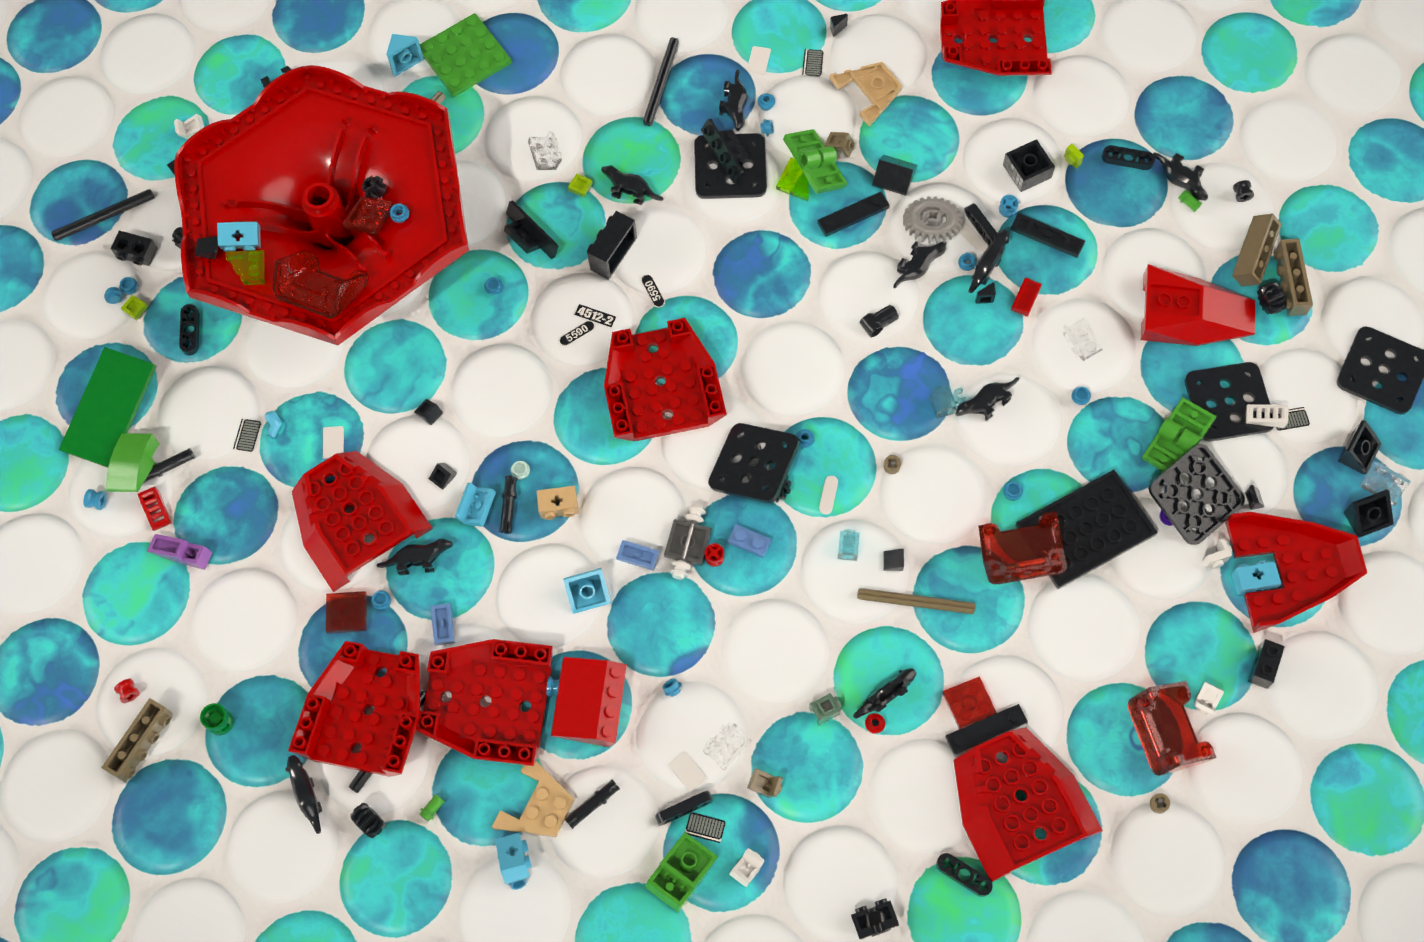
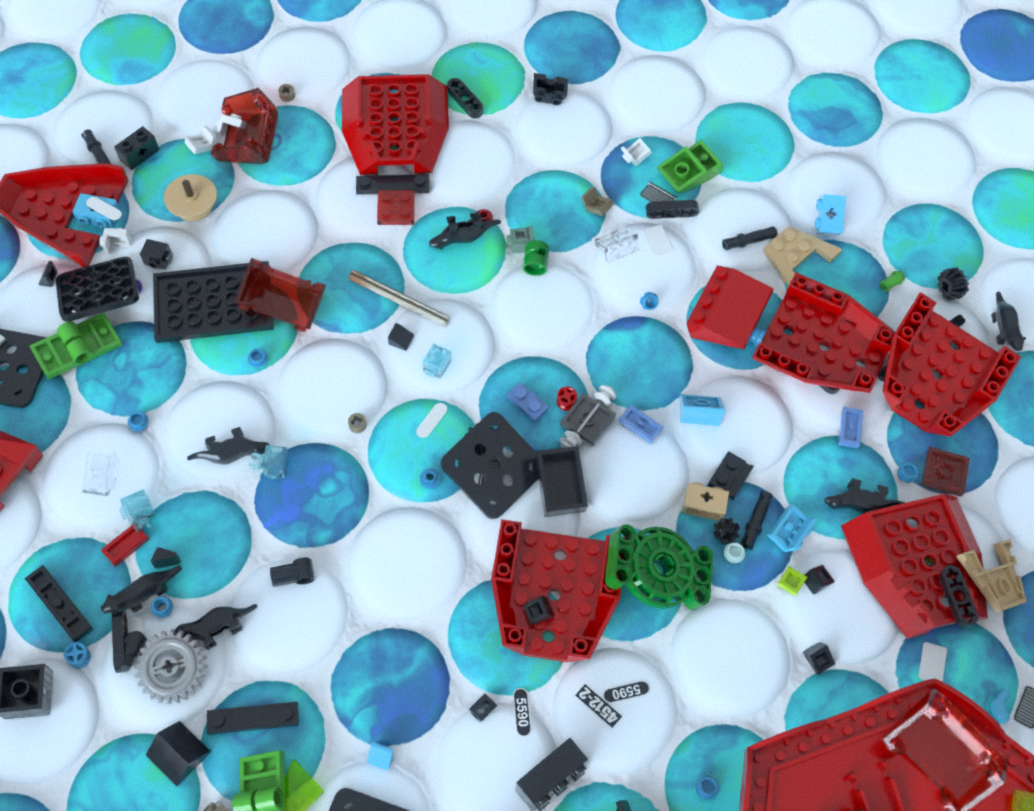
camera: 165 degrees left, 5 degrees down
(281, 519) = (997, 584): none -> tan wing
(314, 476) = (946, 583): none -> black beam
(464, 462) = (792, 581): none -> lime plate
(531, 482) = (726, 530): none -> black gear
(542, 539) = (731, 474): none -> black plate
(593, 428) = (646, 581): none -> green piece
(666, 358) = (538, 610): none -> black slope
(682, 286) = (478, 704): none -> black piece
(688, 466) = (561, 481): none -> black piece
(745, 223) = (380, 755): none -> medium azure slope
(801, 689) = (536, 258): none -> green wheel
(969, 224) = (133, 643): none -> black cone
(1032, 322) = (137, 509): none -> clear light blue brick
(1168, 554) = (156, 254): none -> black brick
(1173, 620) = (190, 197): none -> tan piece
(1190, 732) = (224, 120): none -> white bracket
(1247, 575) = (103, 208): none -> white sticker
(1311, 652) = (95, 147): none -> black pin

